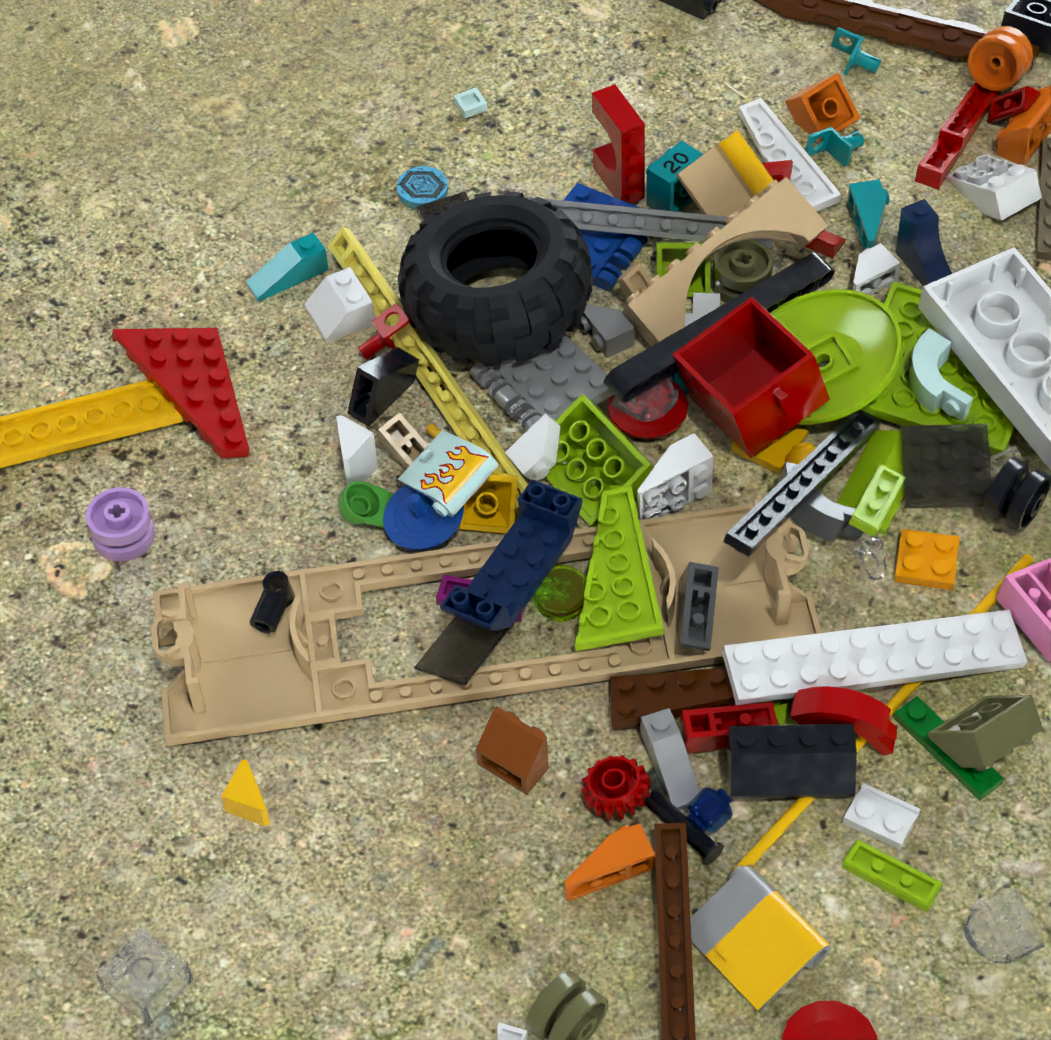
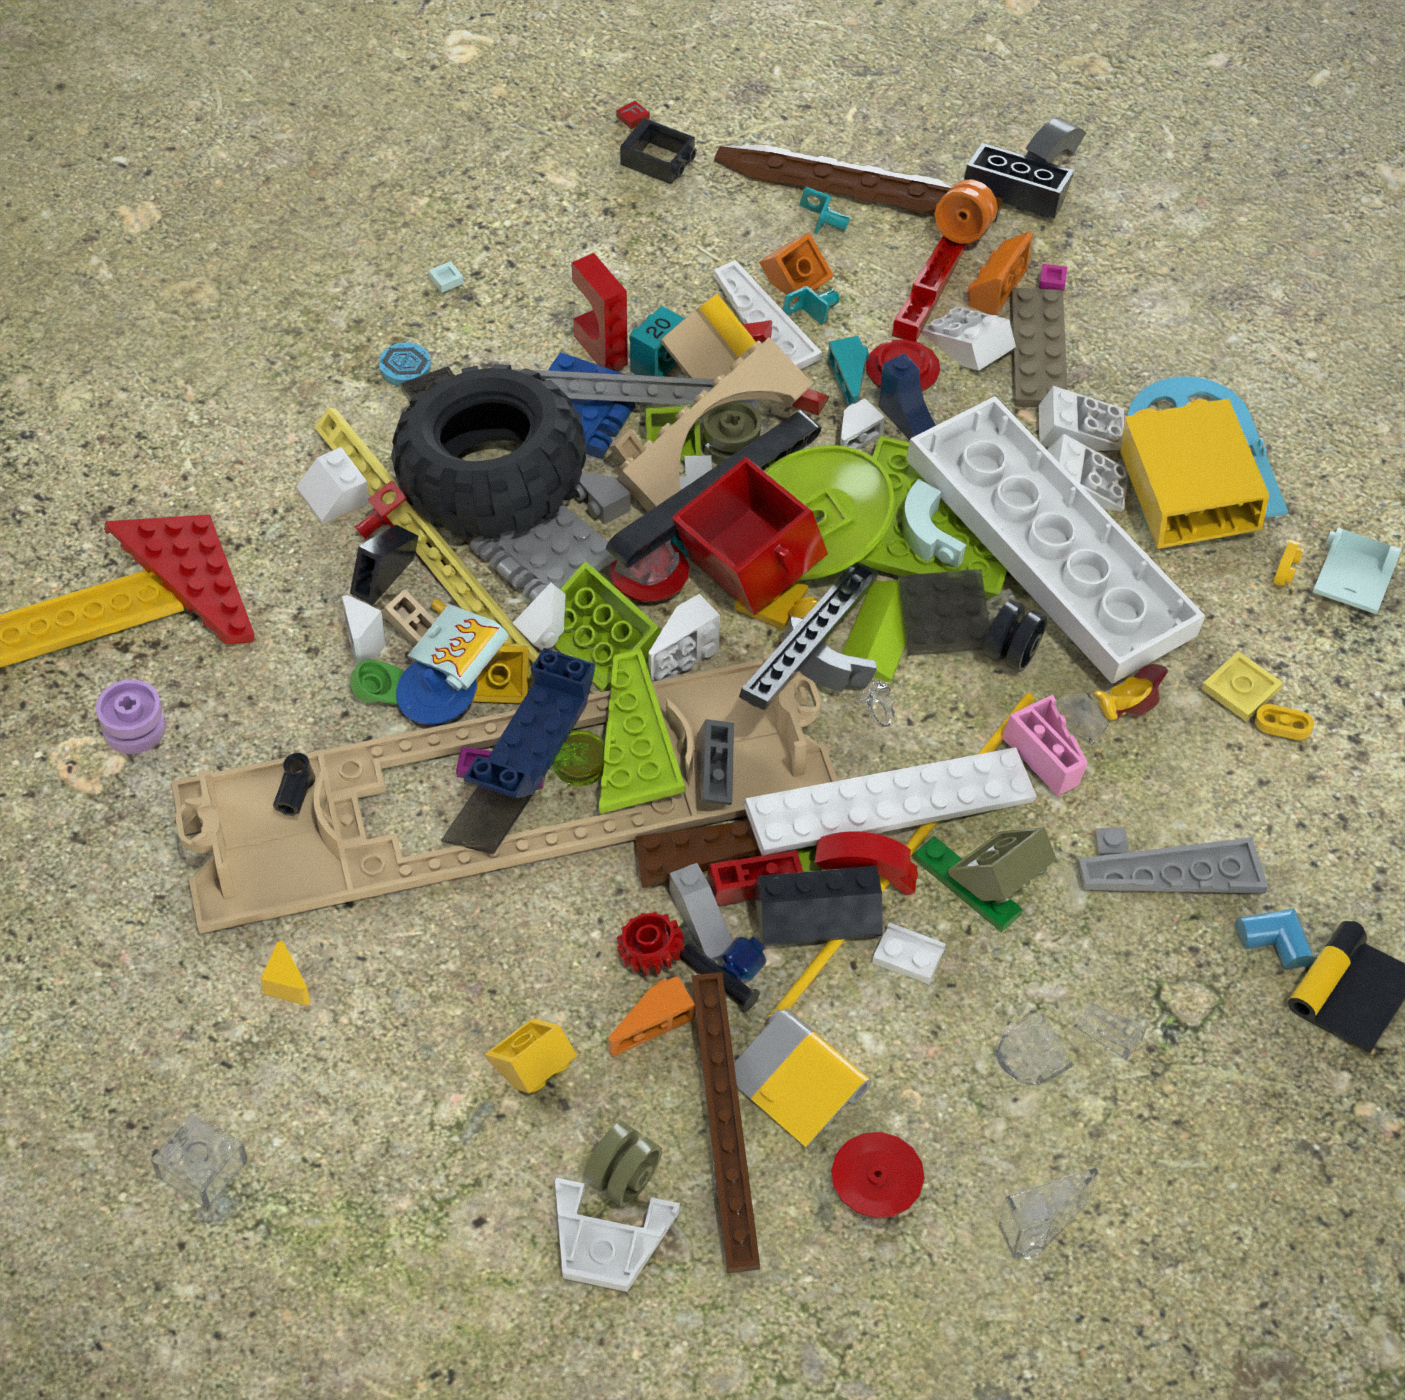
camera: 10 degrees left, 0 degrees up
(289, 267) = (279, 449): teal slope -> none
(486, 894) = (532, 1055): none -> yellow slope
(513, 750) = (547, 914): dark orange slope -> none
(877, 500) = (881, 649): lime tile -> none
(892, 875) = (923, 1009): lime tile -> none
(927, 559) = (933, 703): light orange plate -> none
(940, 200) = (920, 354): none -> red piece
(1012, 103) = (980, 255): red slope -> none

